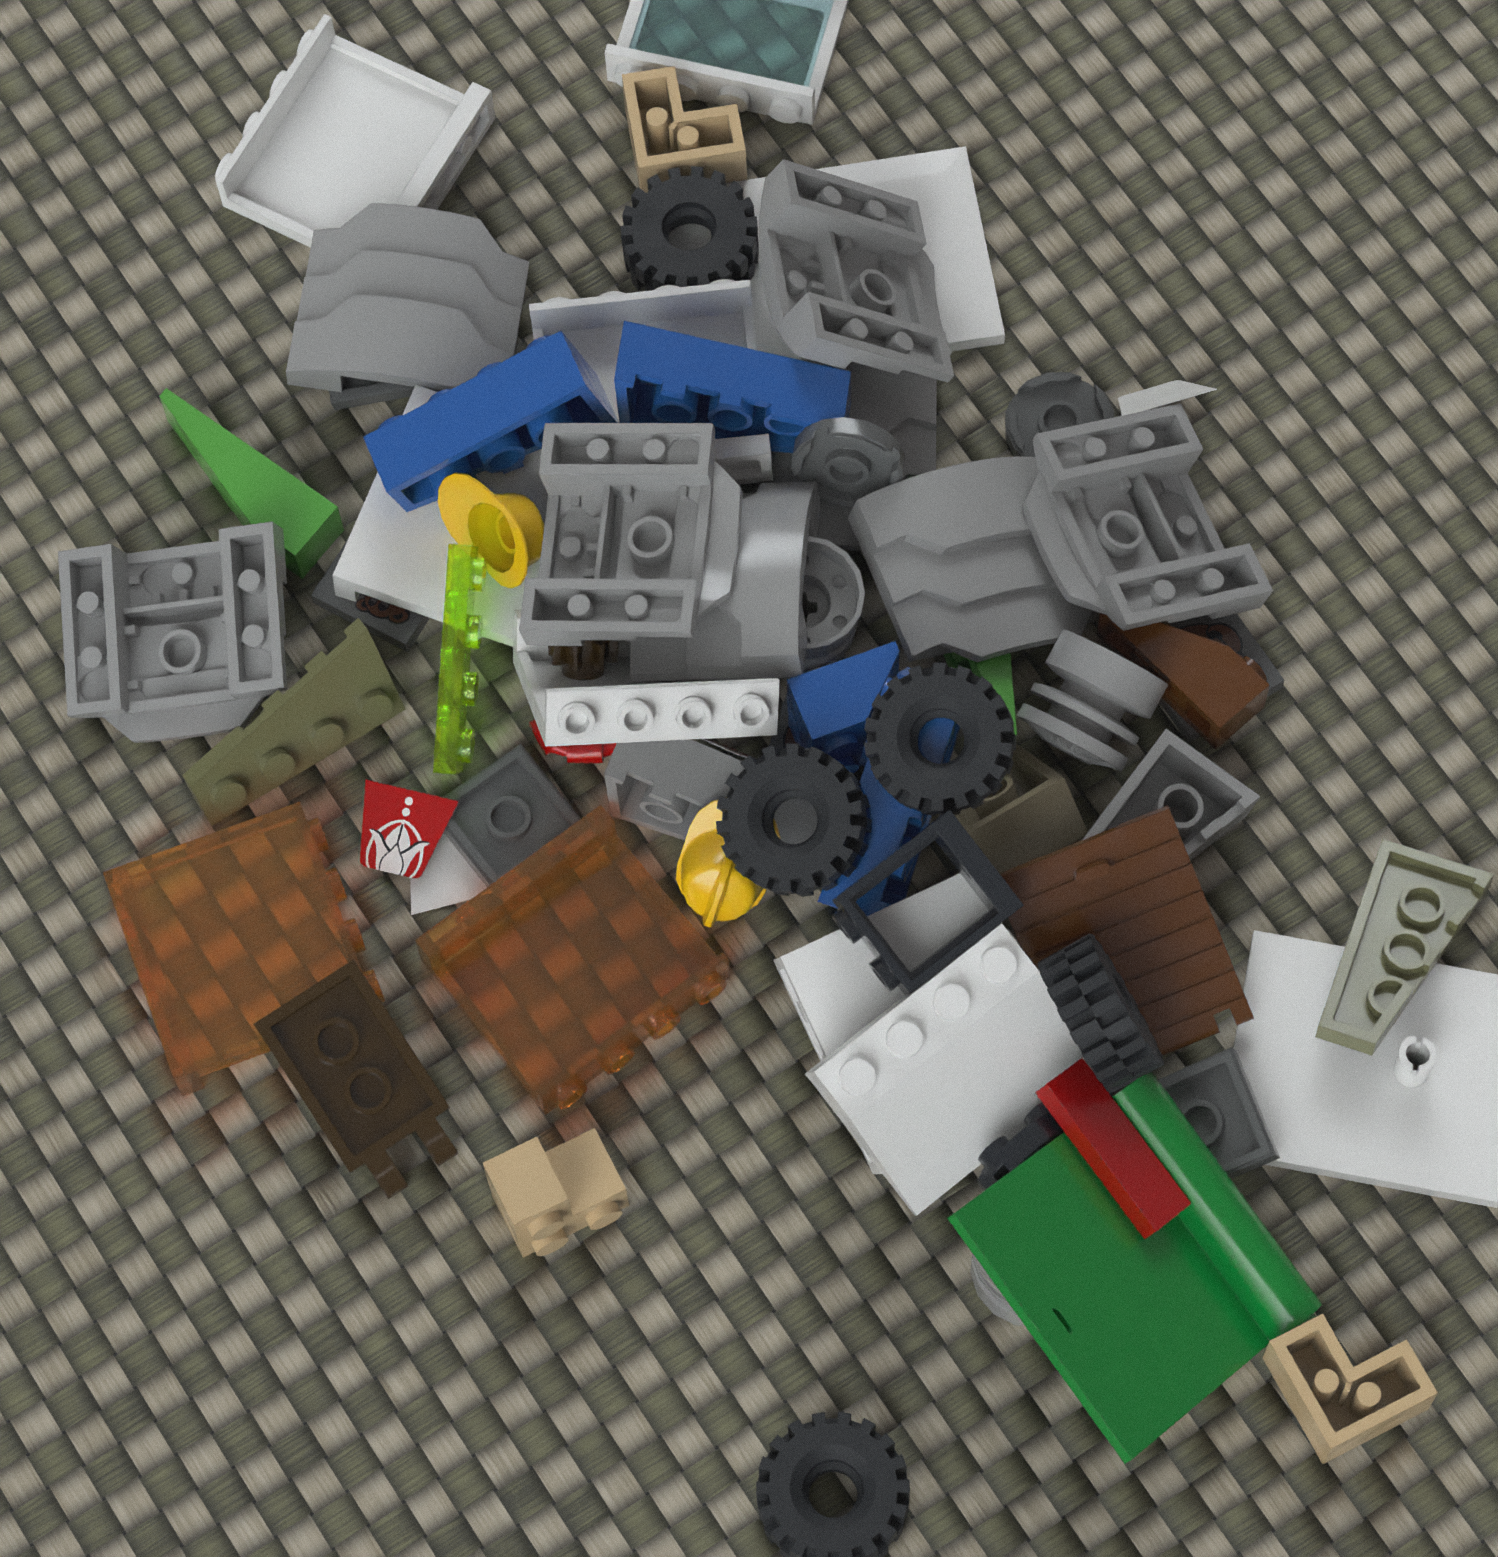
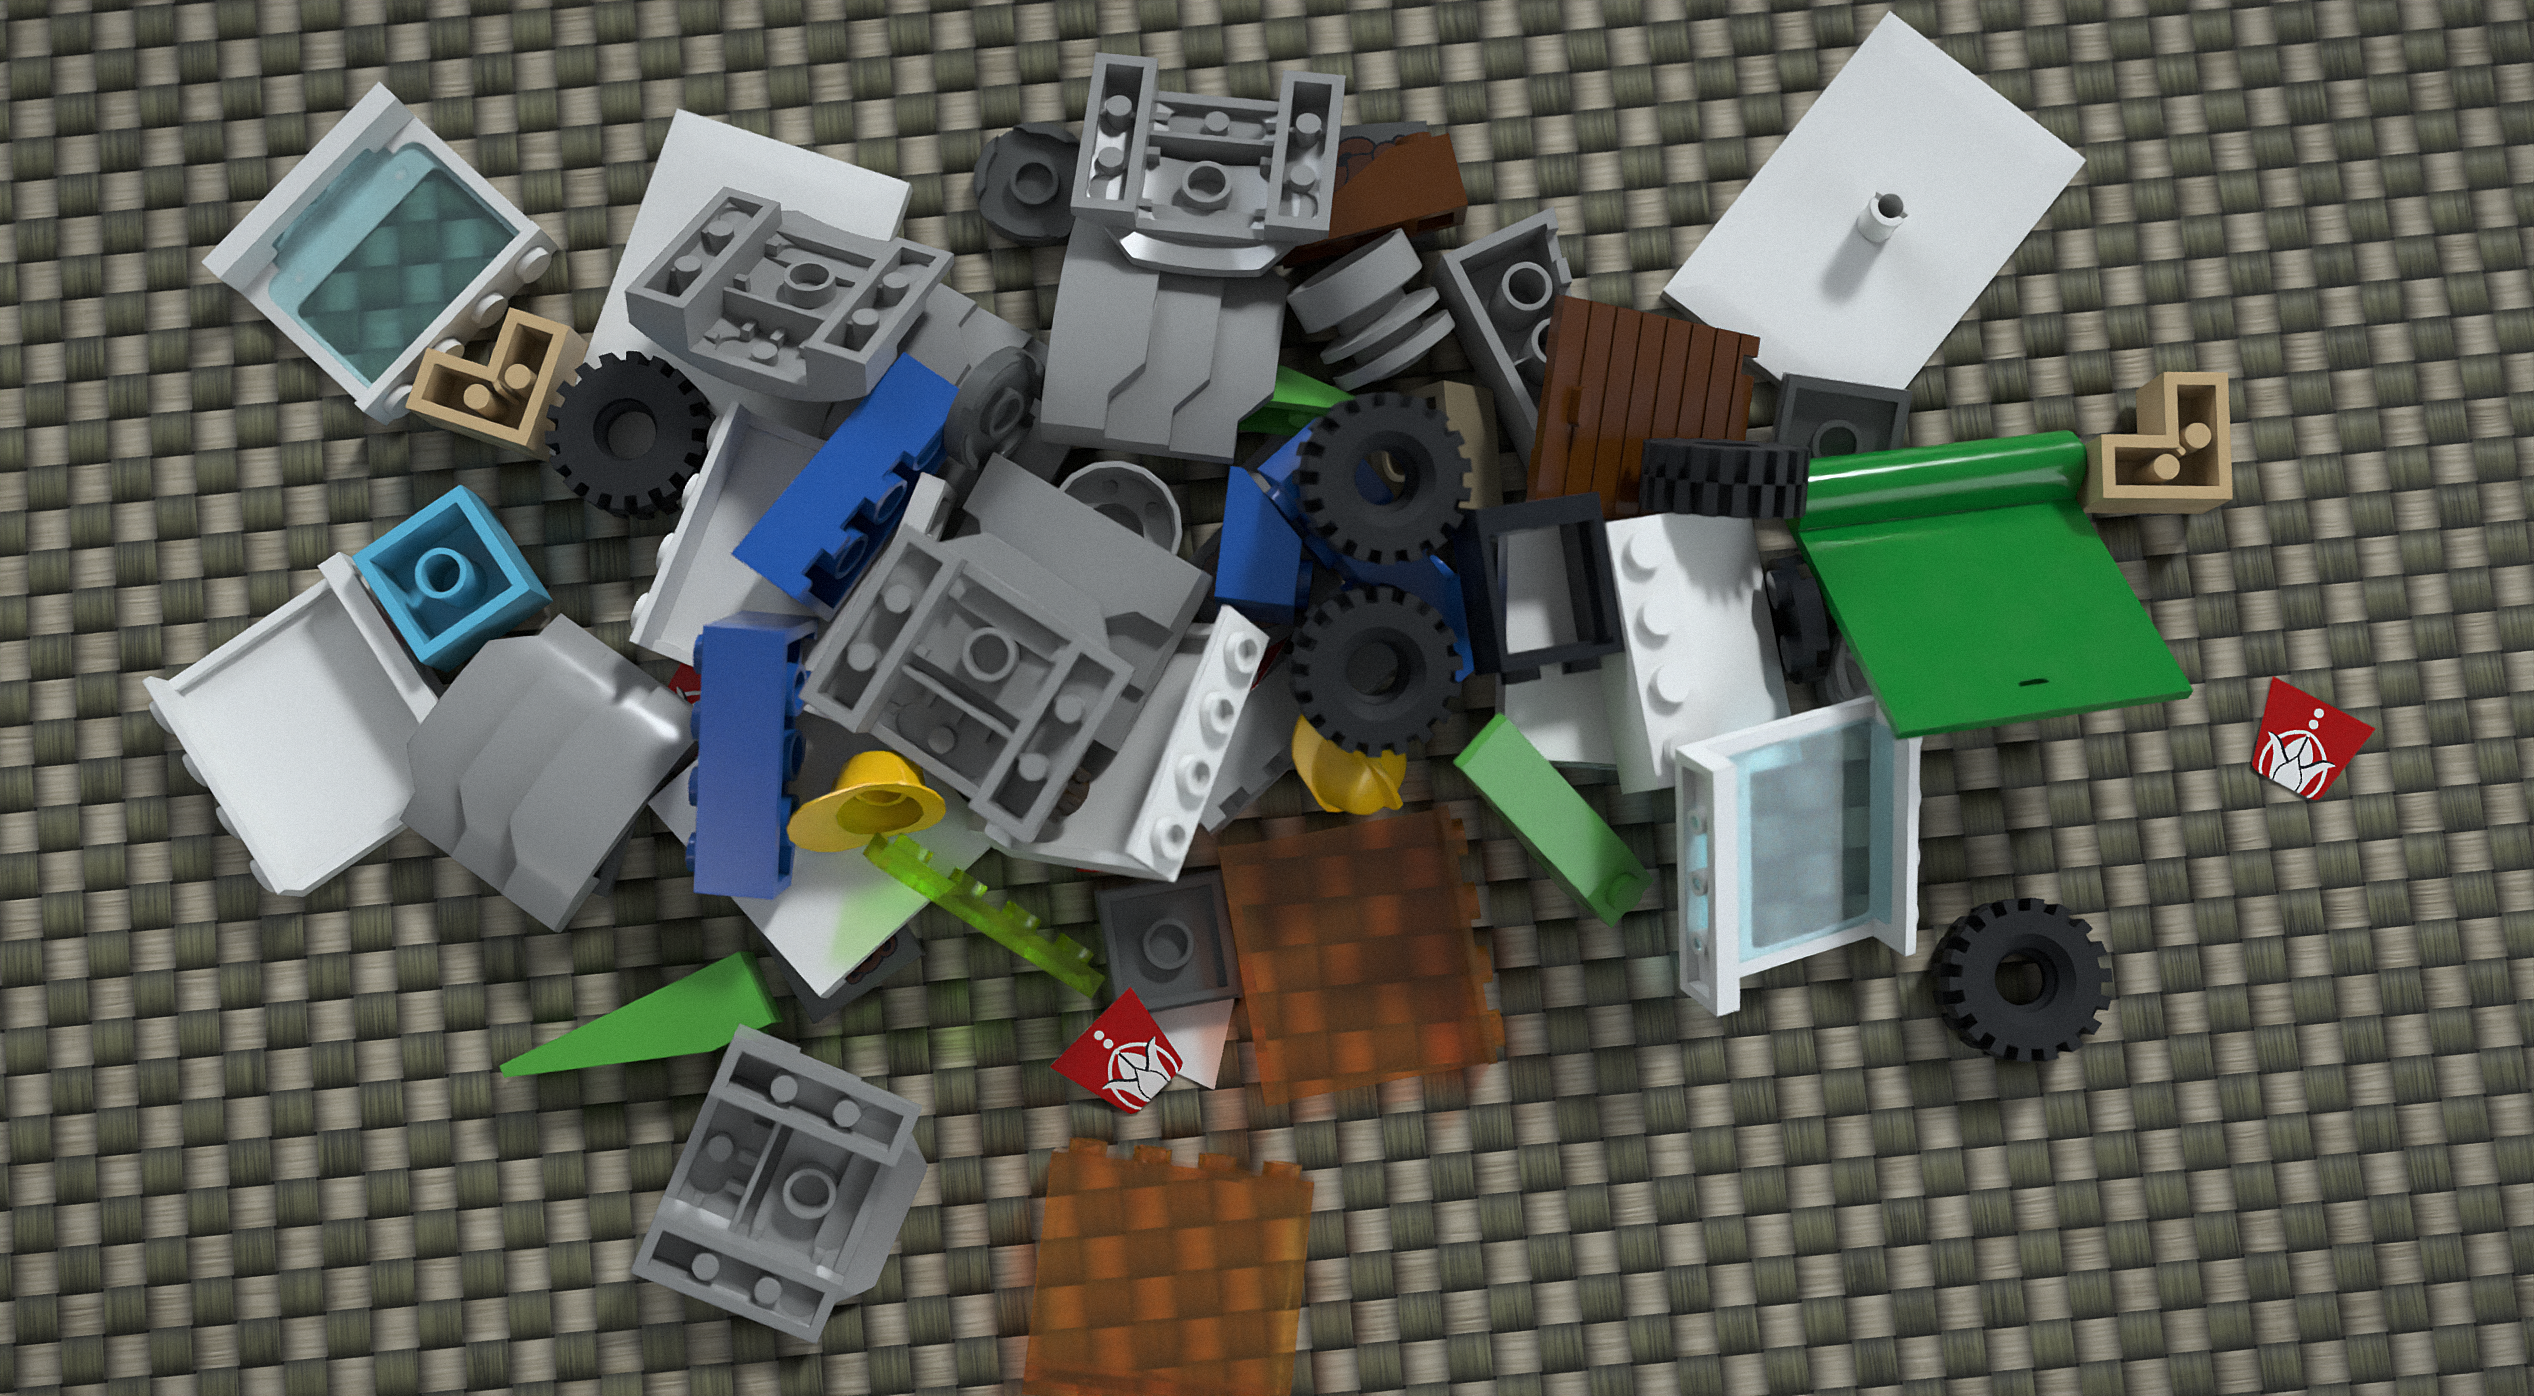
camera: 65 degrees left, 15 degrees up
(317, 716) = (965, 1120): olive wing -> none
(357, 1074) = (1378, 1235): dark brown tile -> none
(514, 175) = (452, 579): none -> medium azure brick
(555, 1191) = (1594, 1098): tan brick -> none
(752, 1027) = (1553, 822): none -> bright green slope
(832, 1221) = (1794, 845): none -> panel
(1113, 1148) = (1855, 539): red tile -> none
(1160, 396) = (1068, 70): white sticker -> none
(1398, 936) = (1744, 158): wing -> none

